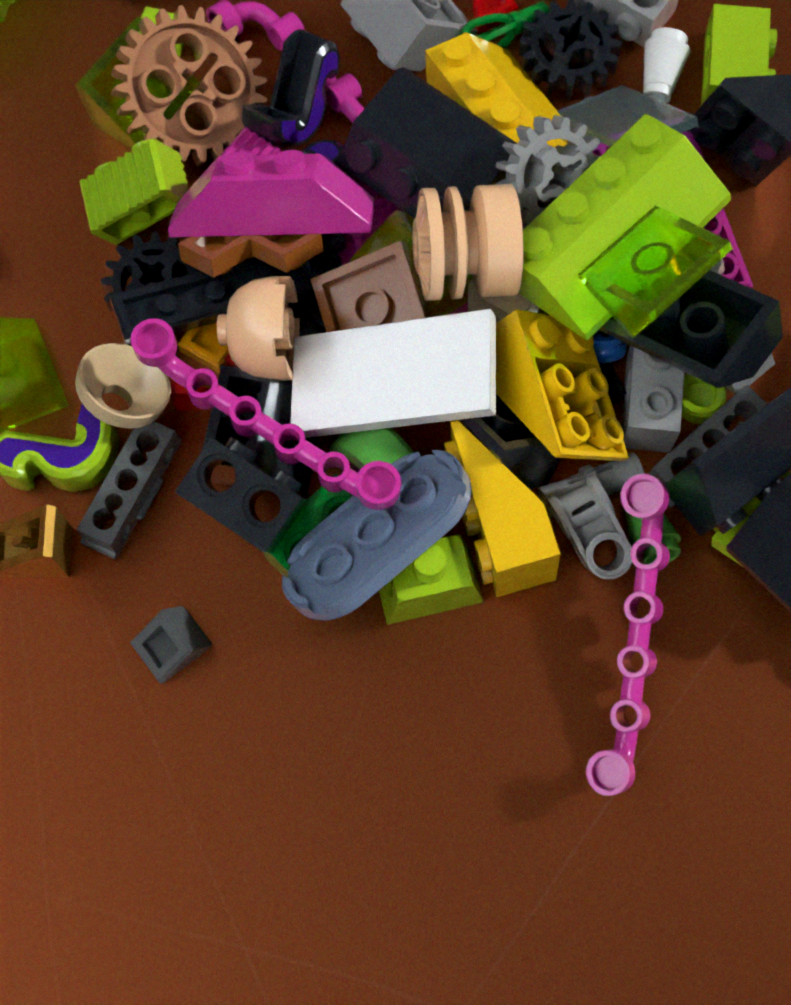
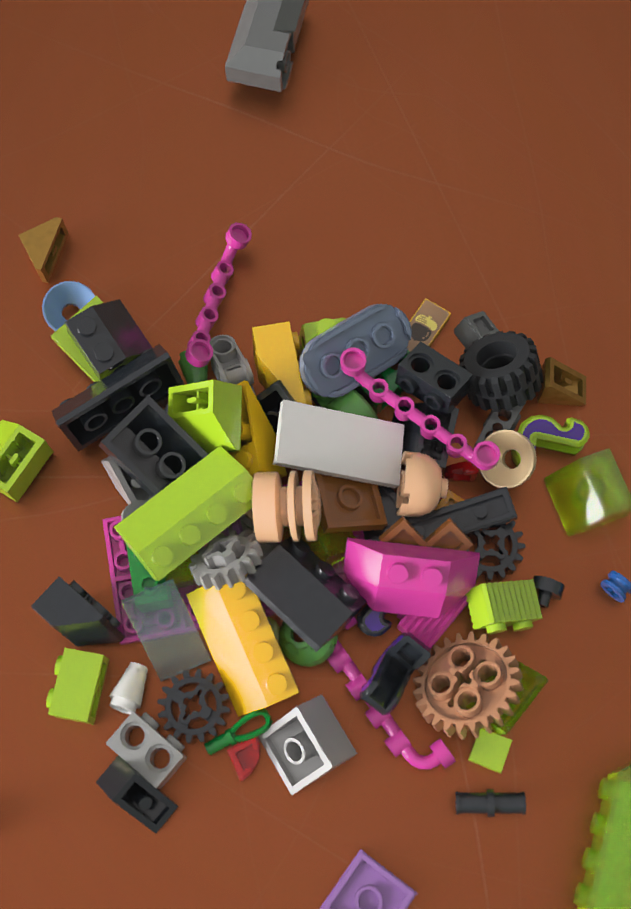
camera: 175 degrees left, 0 degrees up
(71, 230) = (548, 589): none -> black tile
(159, 569) = (503, 370): none -> black tyre
(262, 638) = (427, 323): none -> tile
(614, 397) = (208, 413): none -> lime slope
(651, 267) = (172, 463): clear neon green slope -> none

